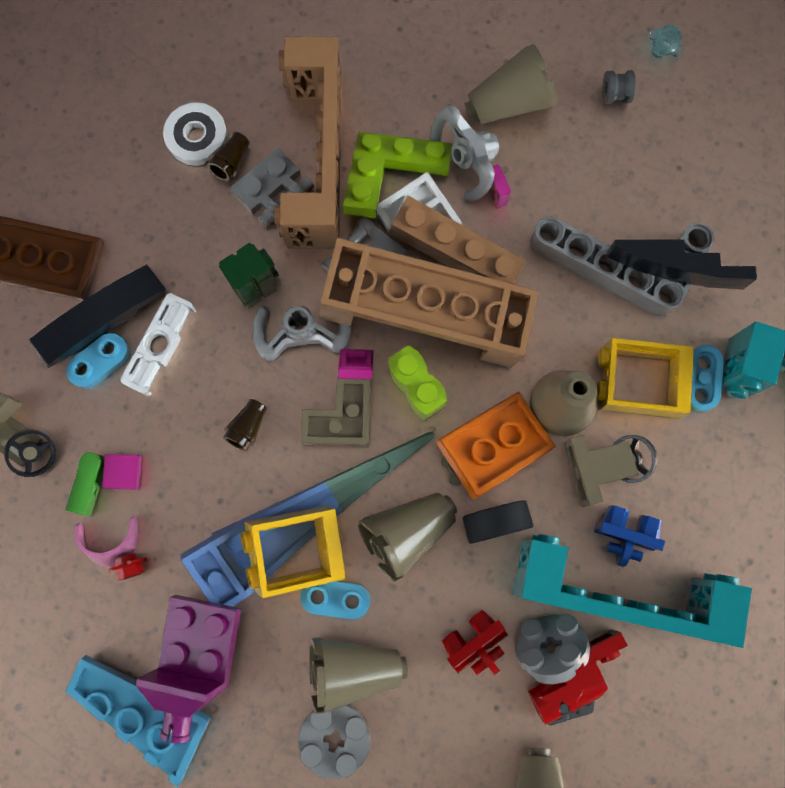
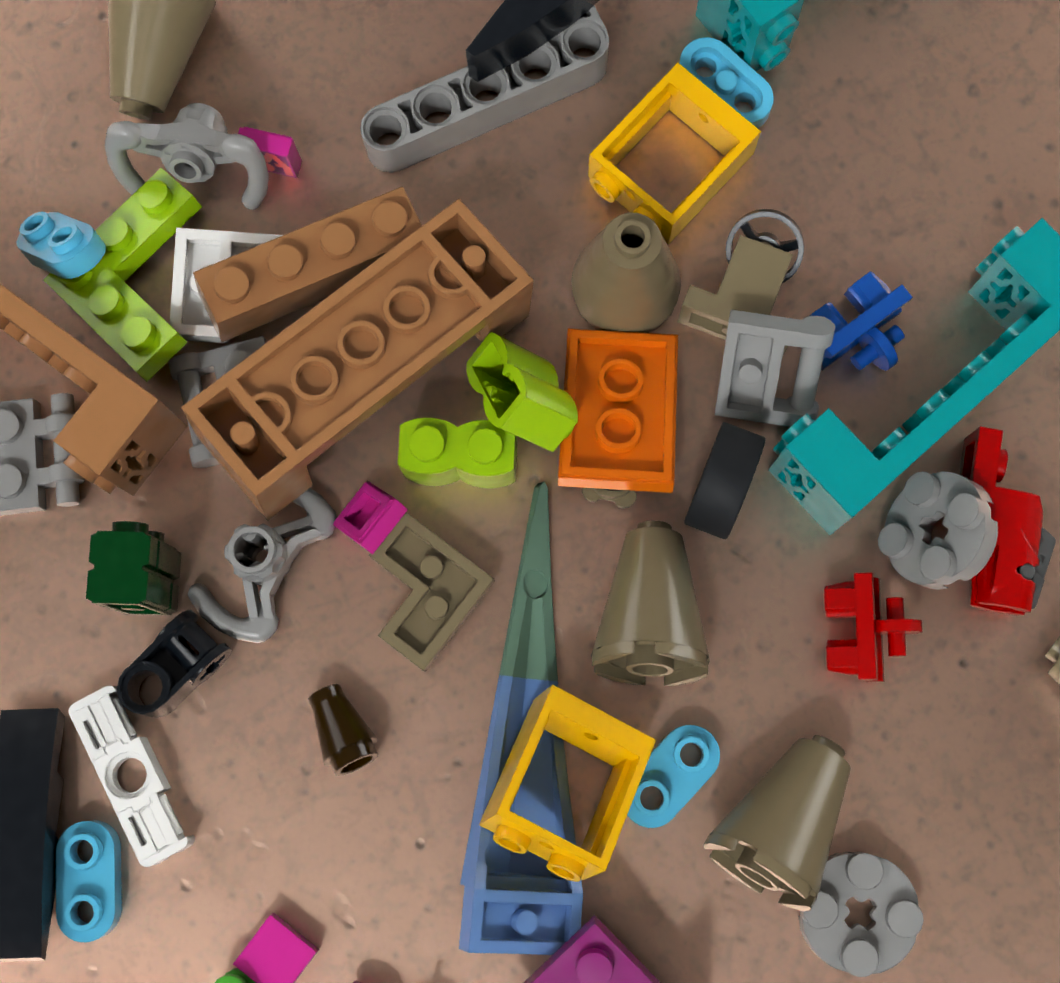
camera: 50 degrees left, 0 degrees up
(226, 327) = (175, 665): none -> black piece
(379, 126) = (60, 244): none -> medium azure plate
(467, 391) = (521, 392): none -> lime brick
(567, 494) = (754, 362): none -> light grey plate

